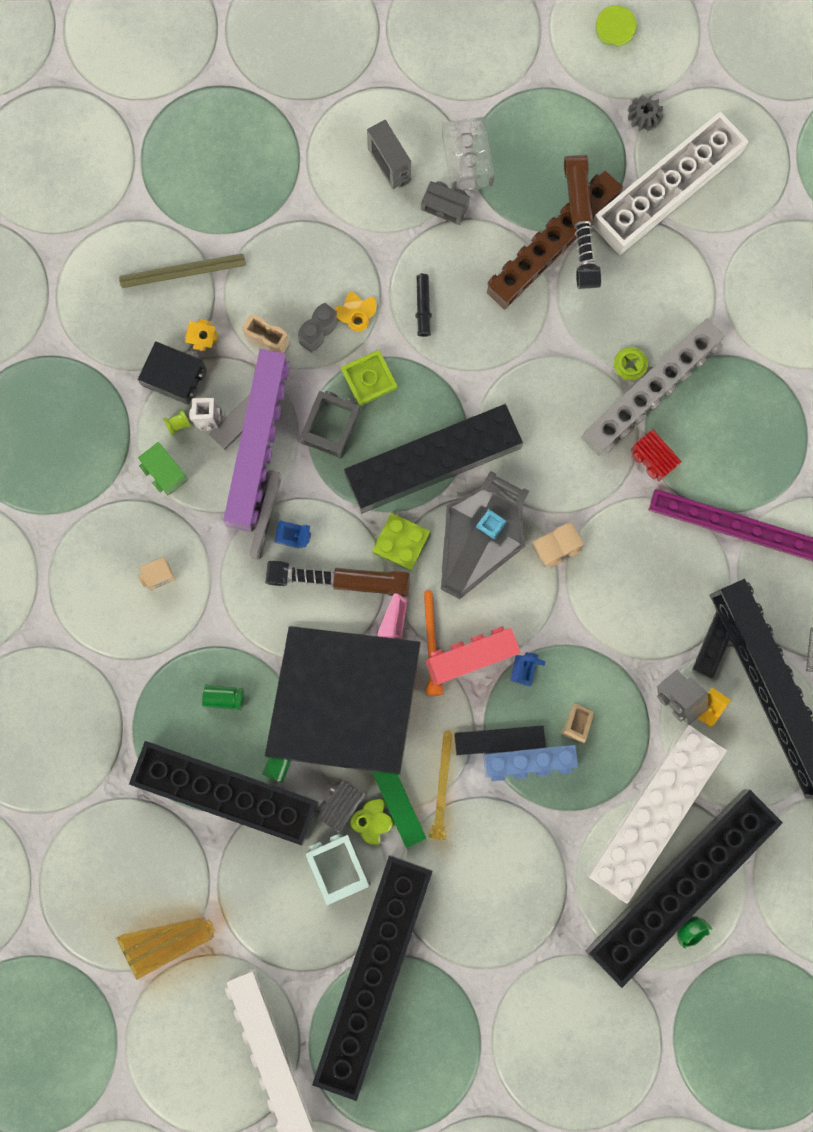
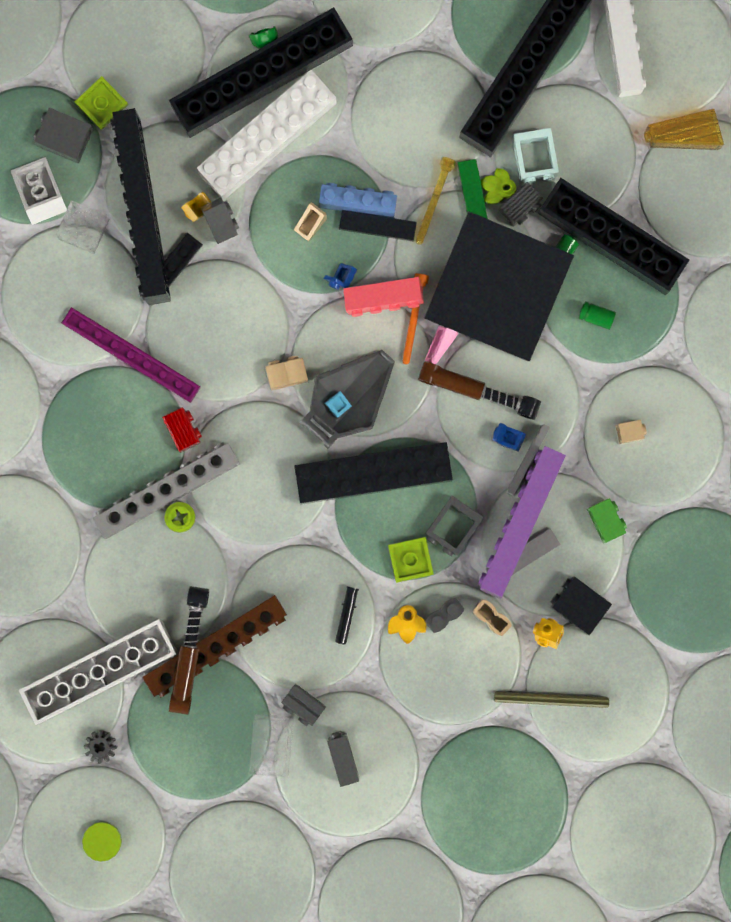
camera: 165 degrees left, 5 degrees up
(177, 422) = (585, 560): lime bush -> none
(205, 413) = (566, 562): white brick -> none
(401, 541) = (418, 410): lime plate -> none

